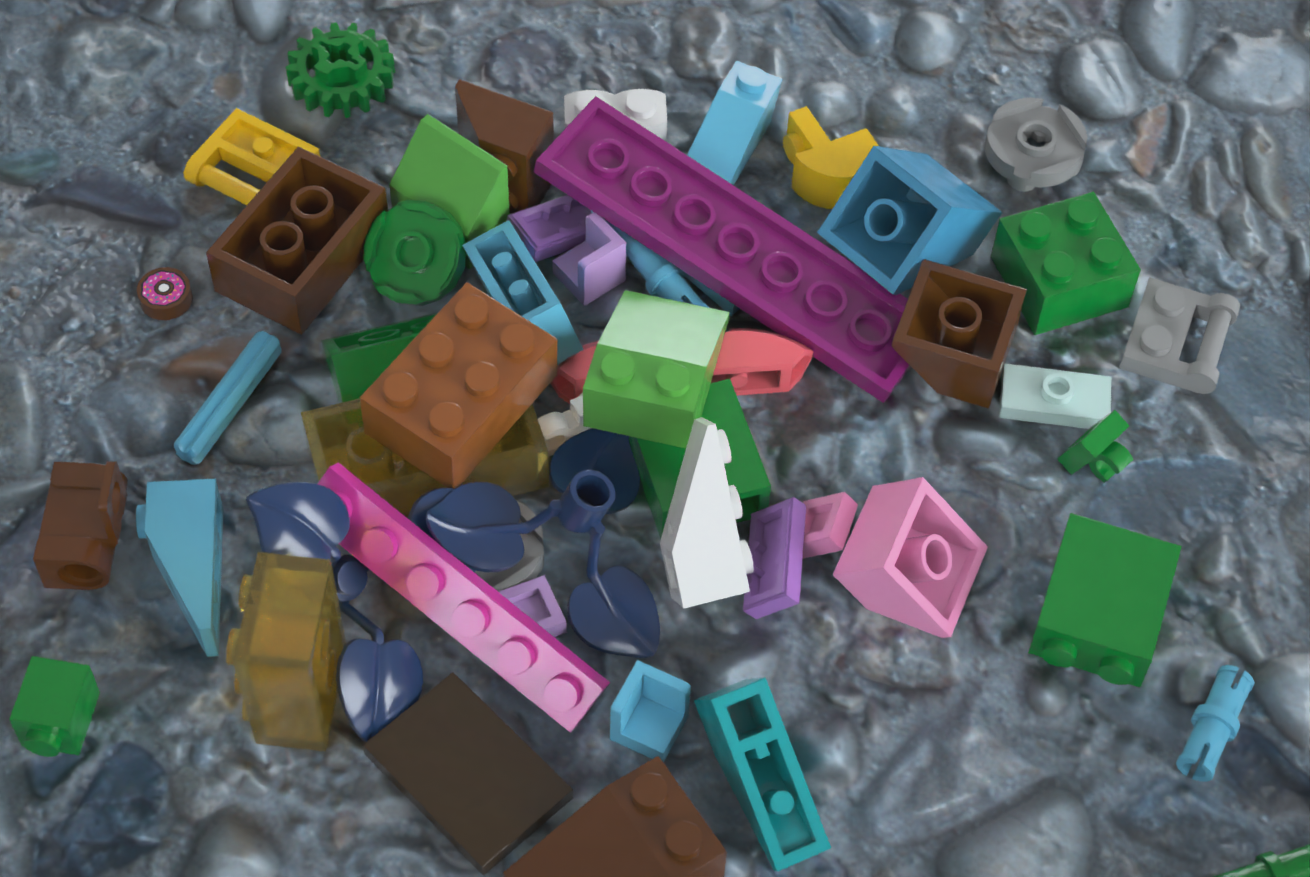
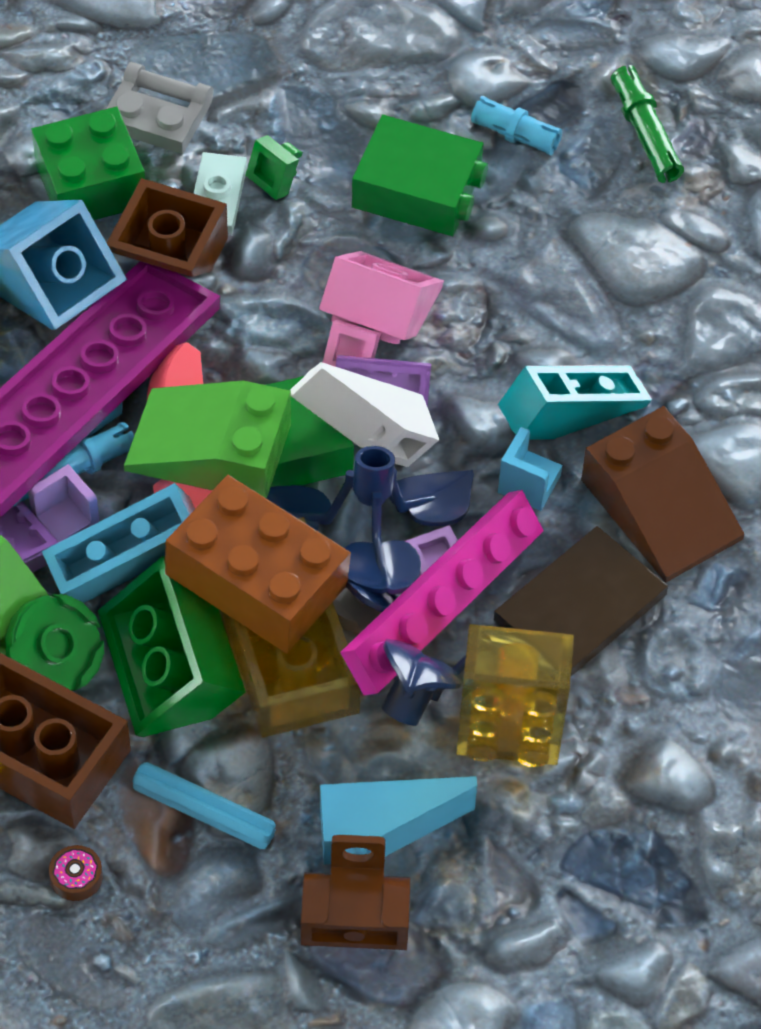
camera: 90 degrees left, 0 degrees up
(54, 706) = (545, 909): green brick -> none

